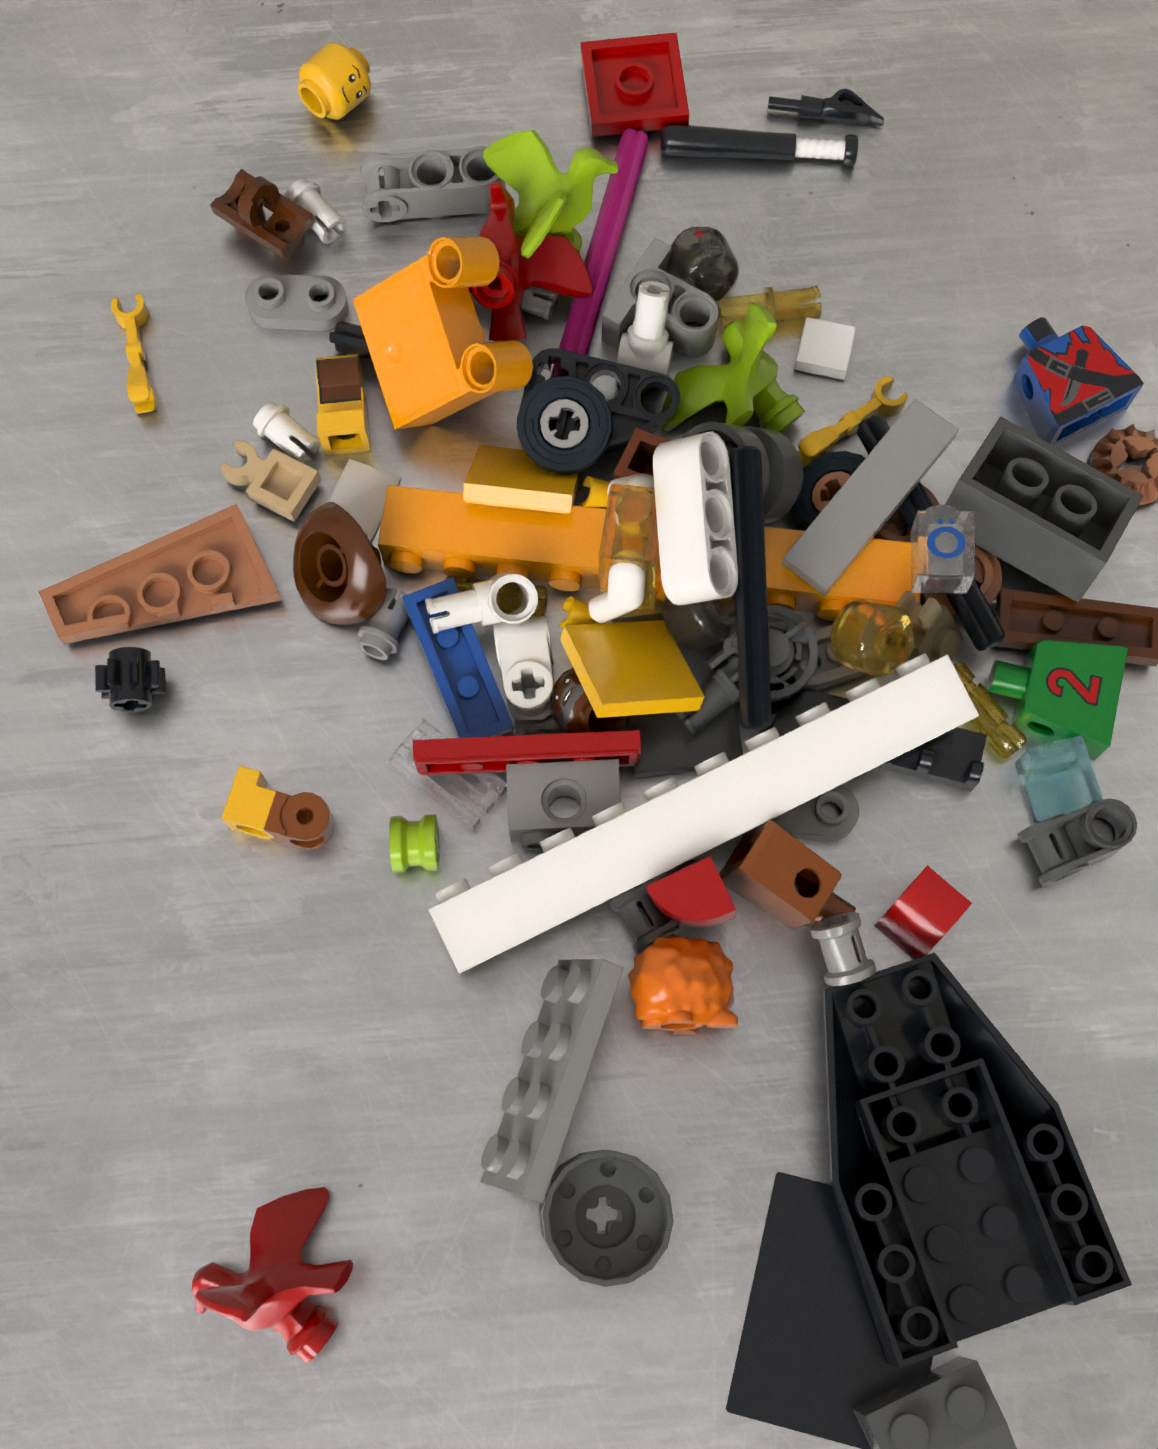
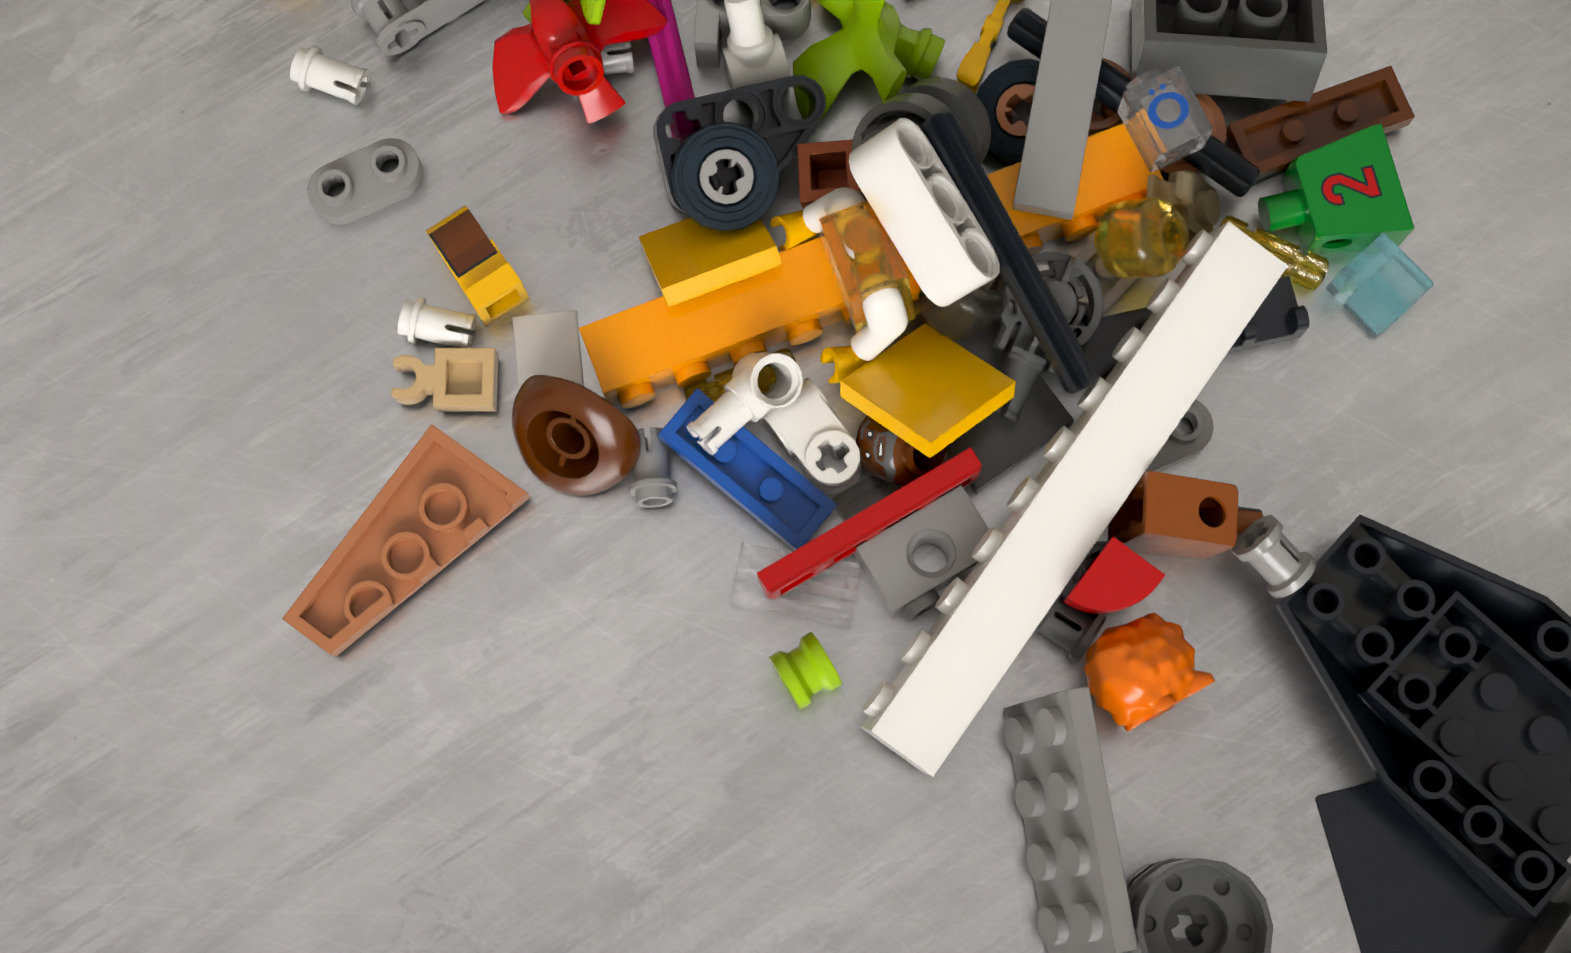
camera: 25 degrees left, 5 degrees up
(130, 679) = (429, 658): black gear -> none
(138, 382) = (251, 348): yellow piece -> none
(244, 210) = (255, 112): reddish brown hips -> none
(276, 816) = (654, 716): leg -> none
(428, 336) = (539, 155): light orange piece -> none
(923, 914) = (1322, 481): red brick -> none
(1069, 843) = (1422, 340): dark grey piece -> none

